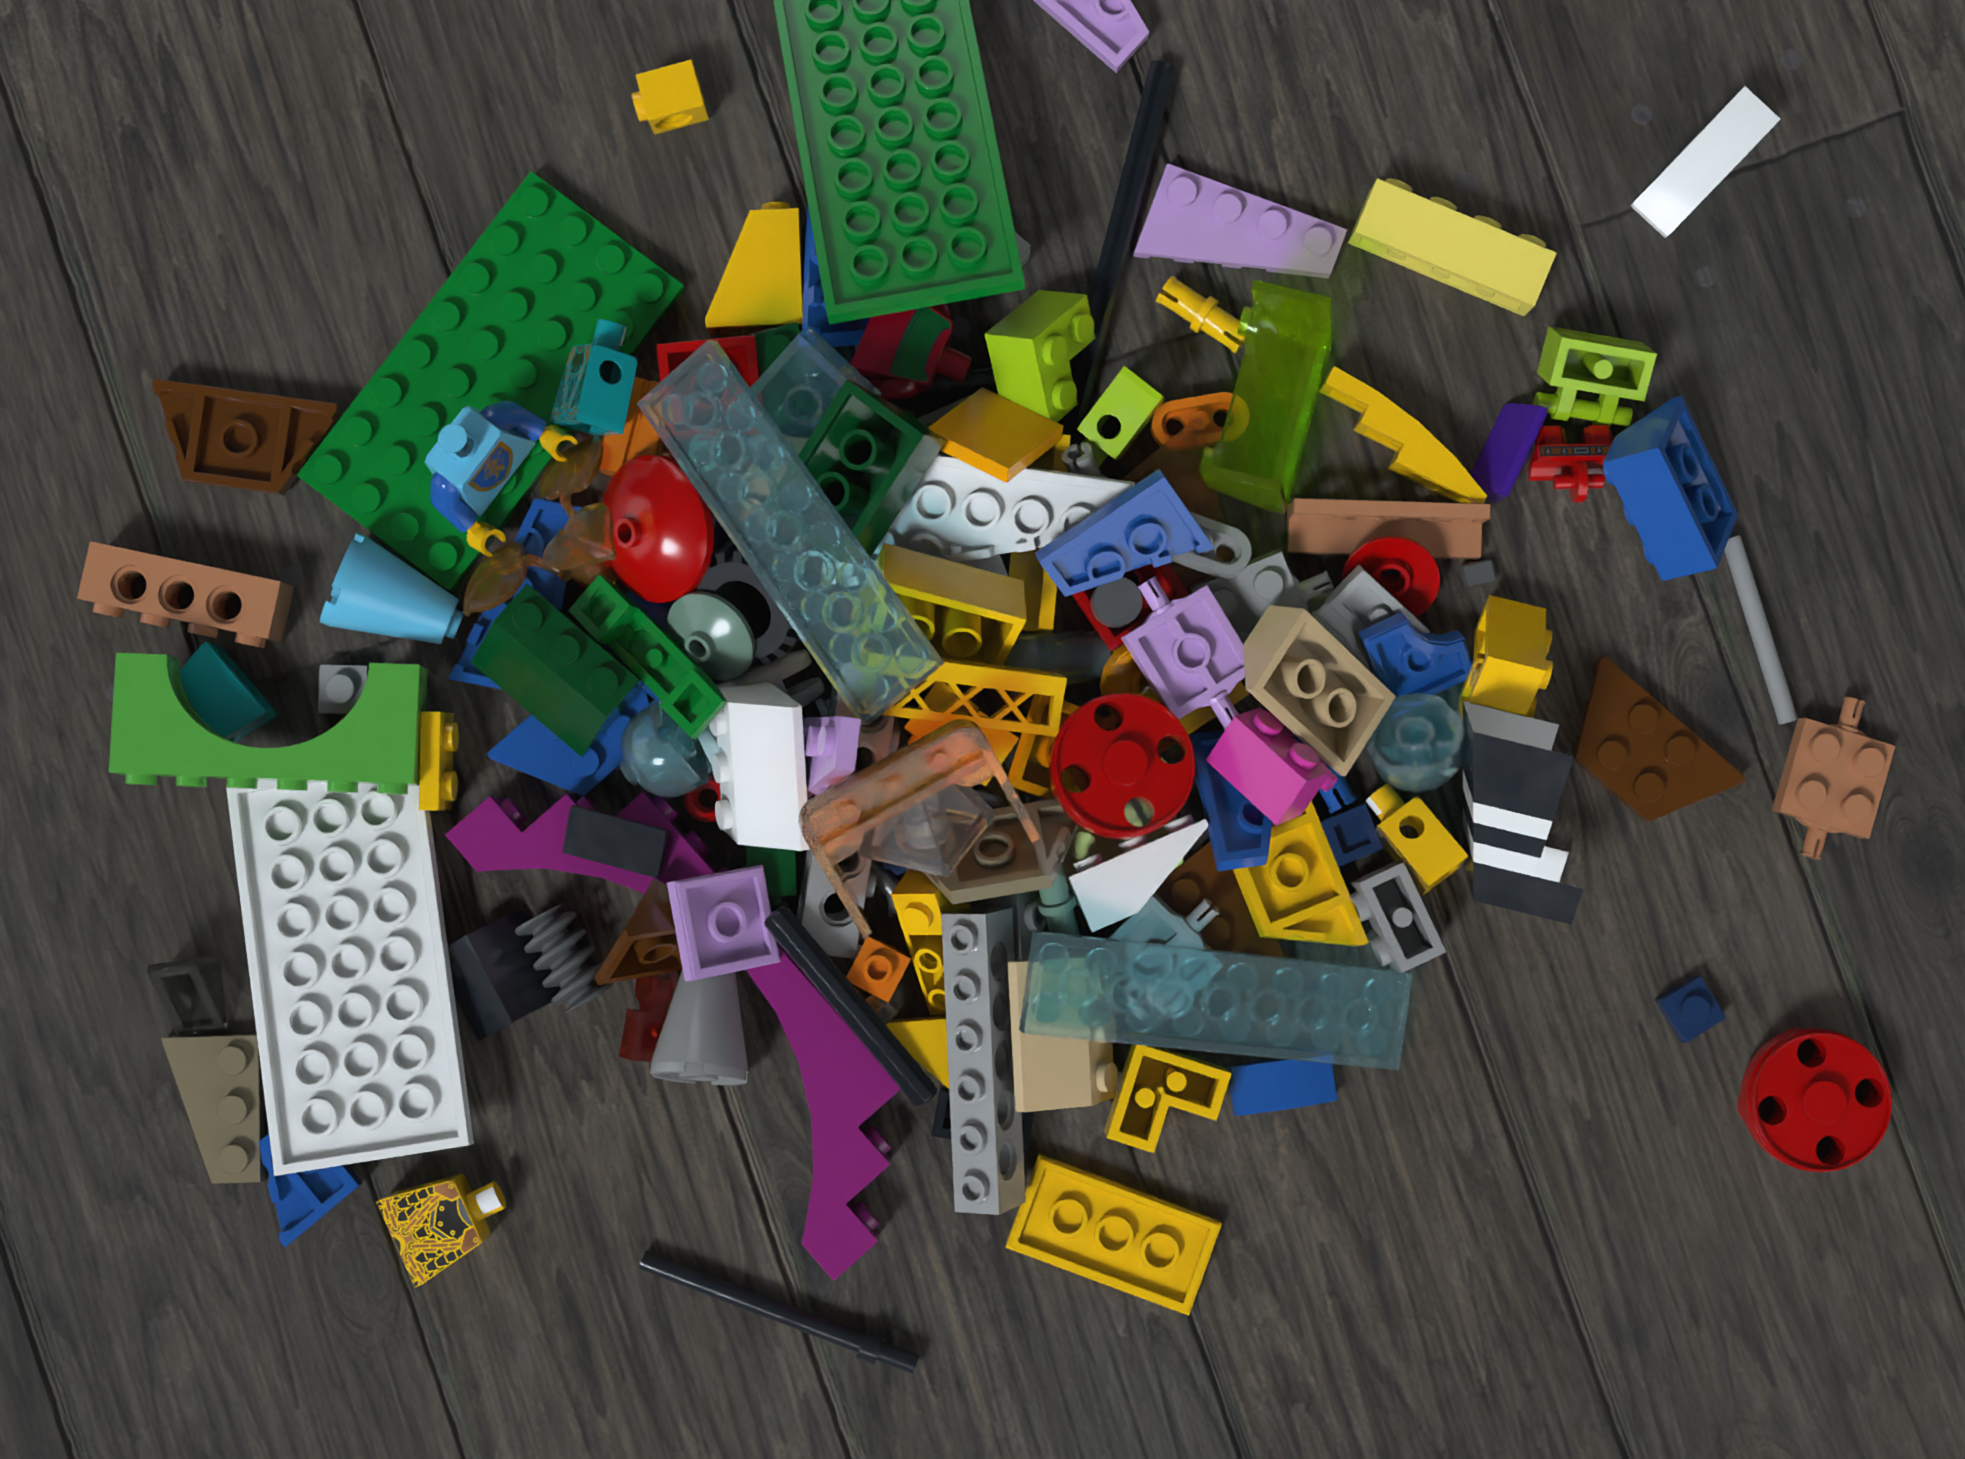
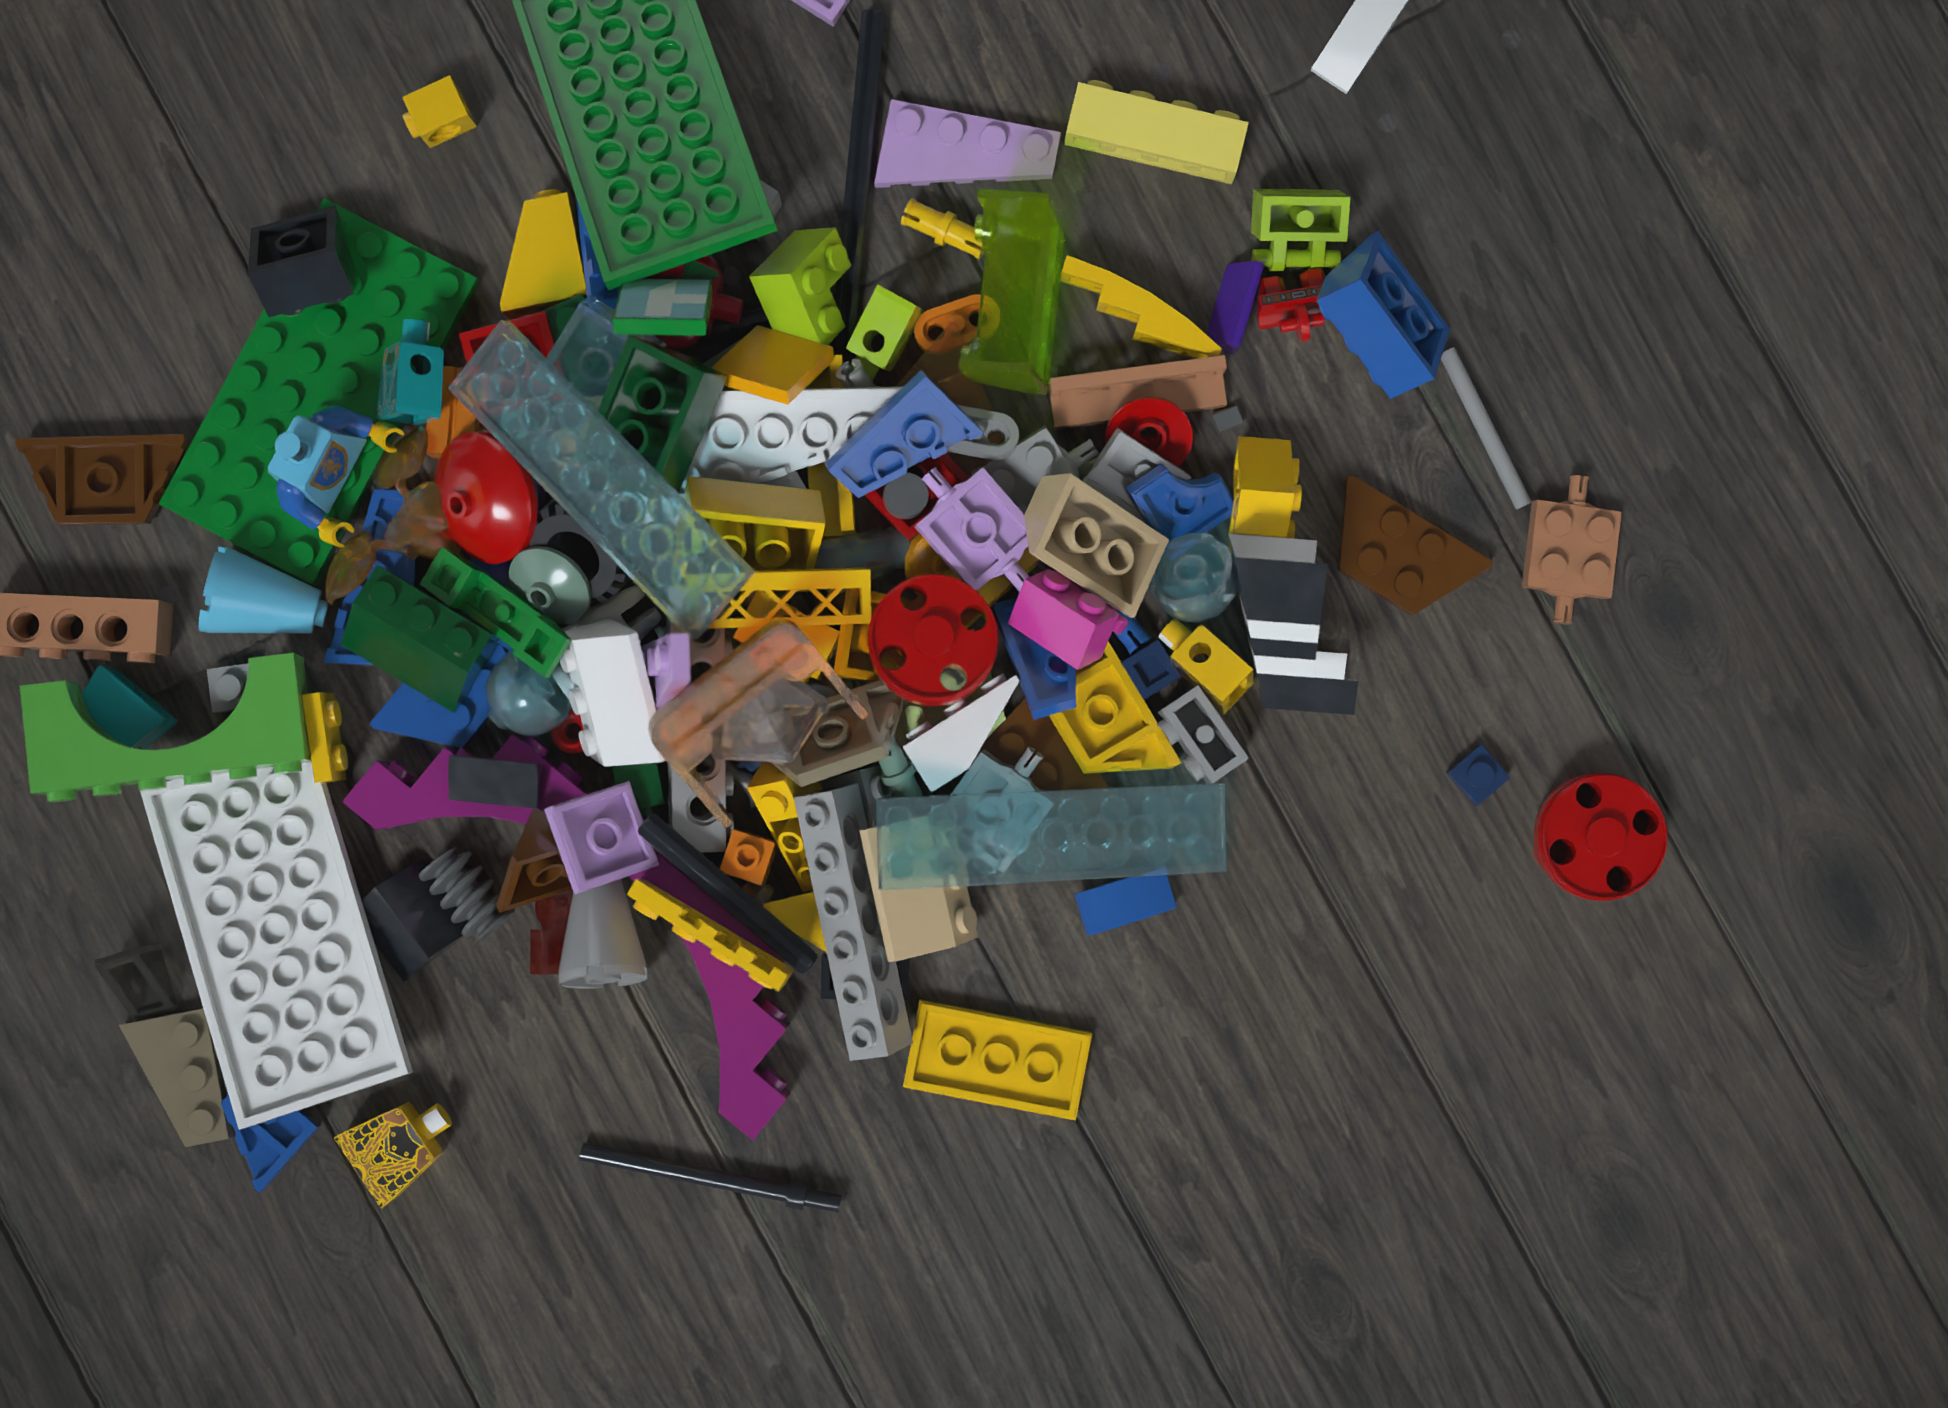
camera: 10 degrees left, 0 degrees up
(496, 237) = (300, 262): none -> black slope
(838, 1060) = (723, 943): none -> yellow wing
(888, 353) = (663, 307): none -> tile
(1152, 1083) = (1012, 914): yellow brick -> none

